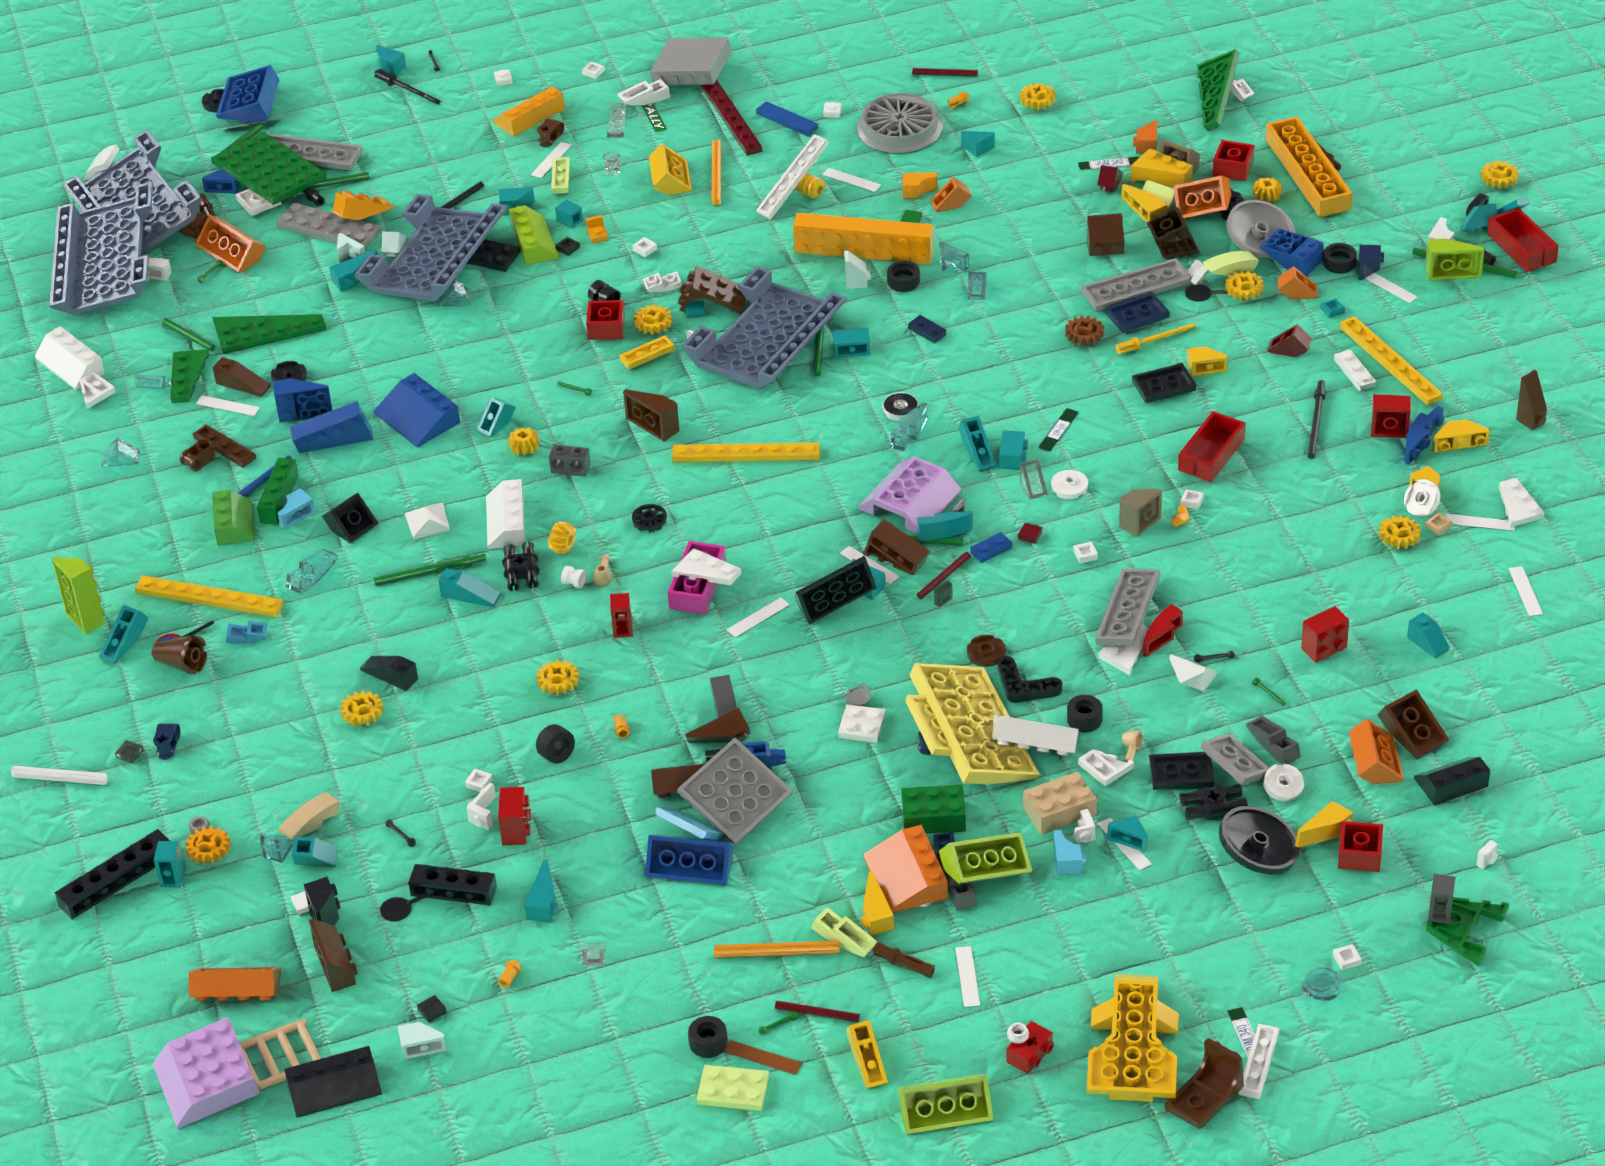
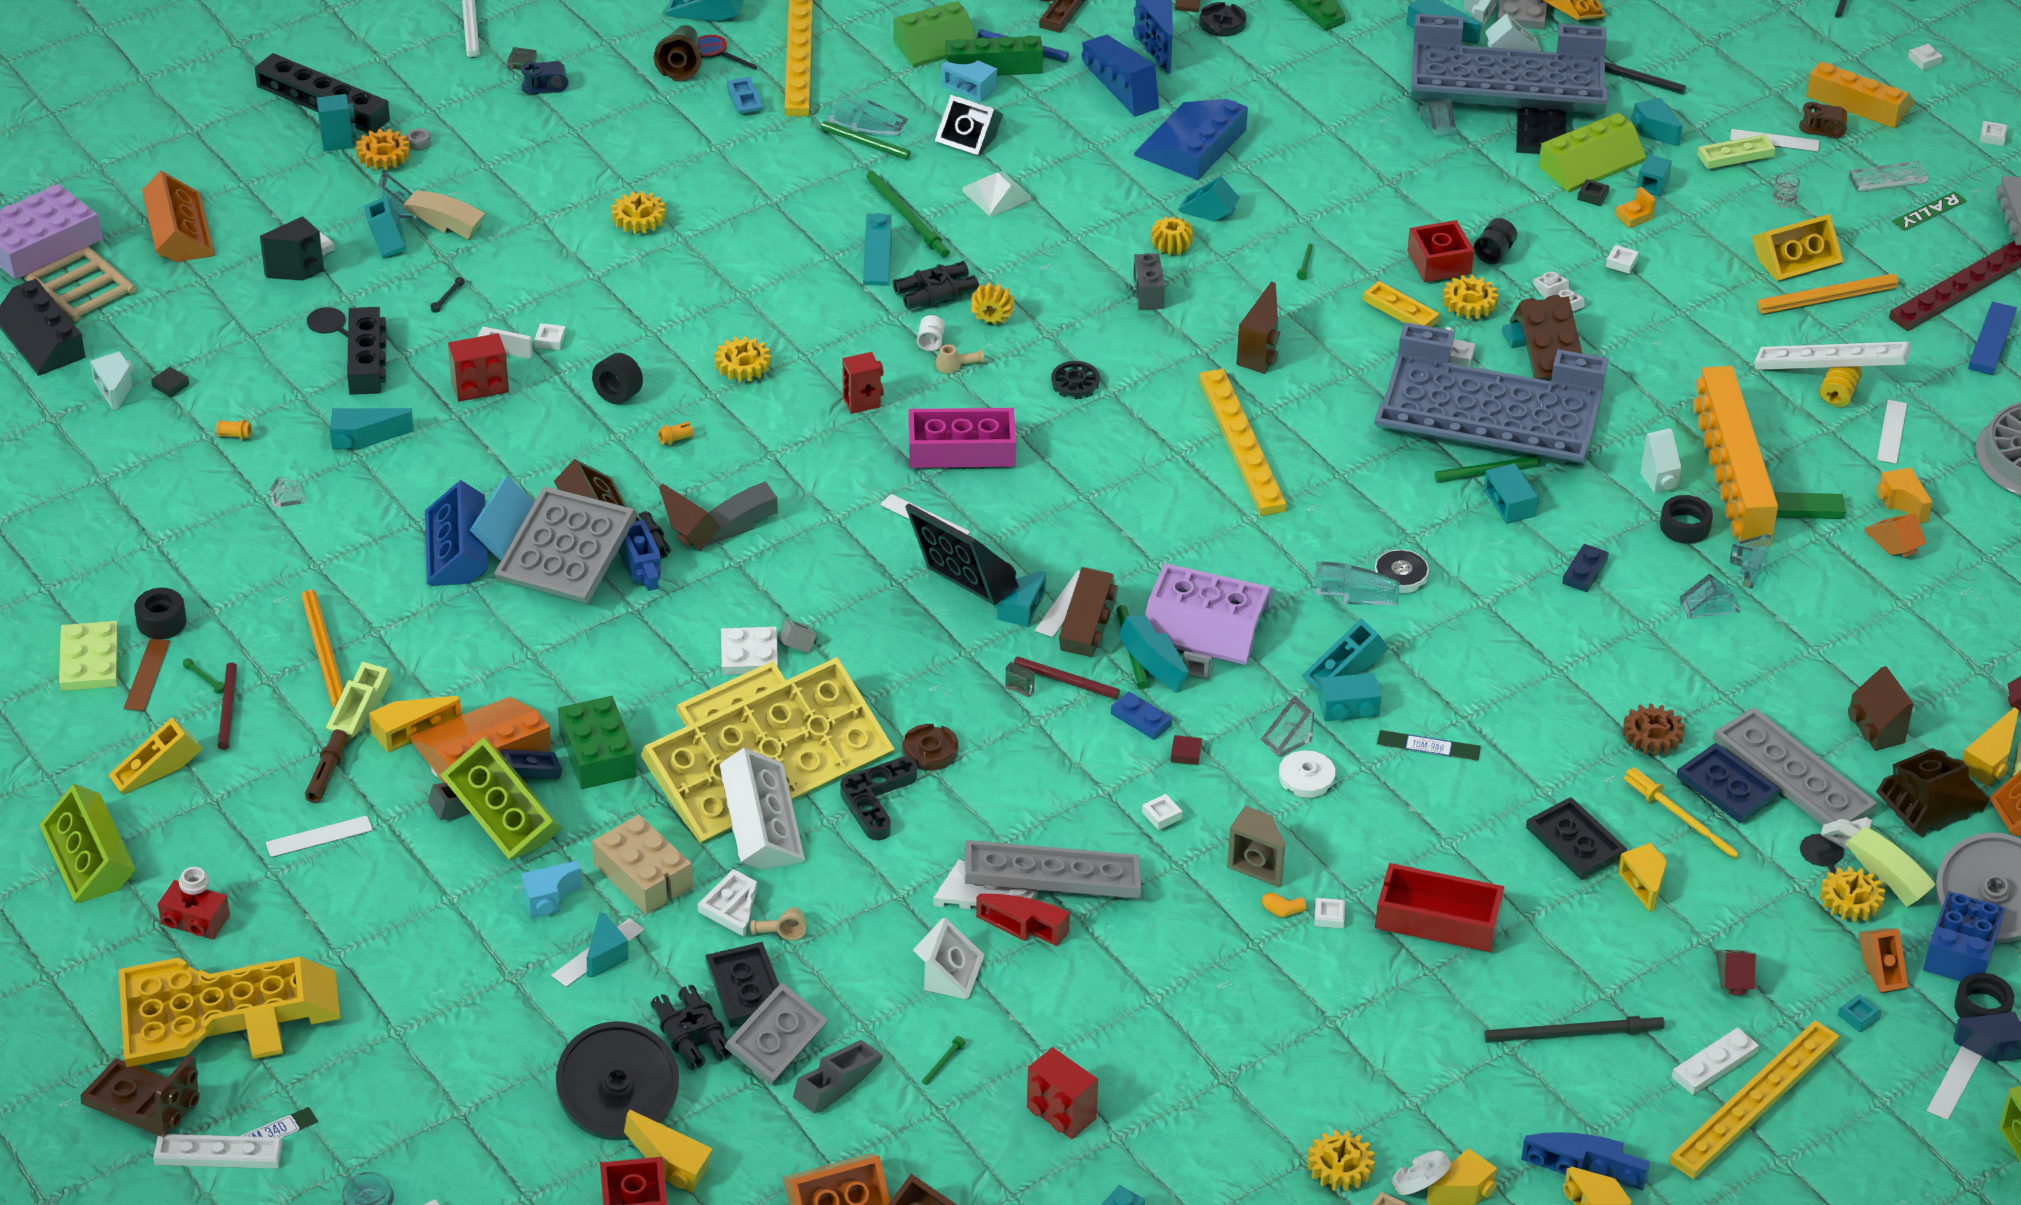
camera: 70 degrees right, 0 degrees up
(332, 955) = (223, 275): reddish brown slope -> none
(333, 576) = (866, 140): none -> green bar
(392, 669) = (711, 223): black slope -> none
(505, 515) = (1027, 255): white slope -> none
(645, 93) = (1958, 187): white slope -> none
(705, 566) = (960, 431): white wing -> none
(1085, 704) = (830, 850): black tyre -> none
(1086, 828) = (609, 900): white bracket -> none
(1198, 658) = (989, 972): black hinge -> none
(1287, 775) = (749, 1086): white plate -> none
(1390, 416) = (1598, 1101): red brick -> none

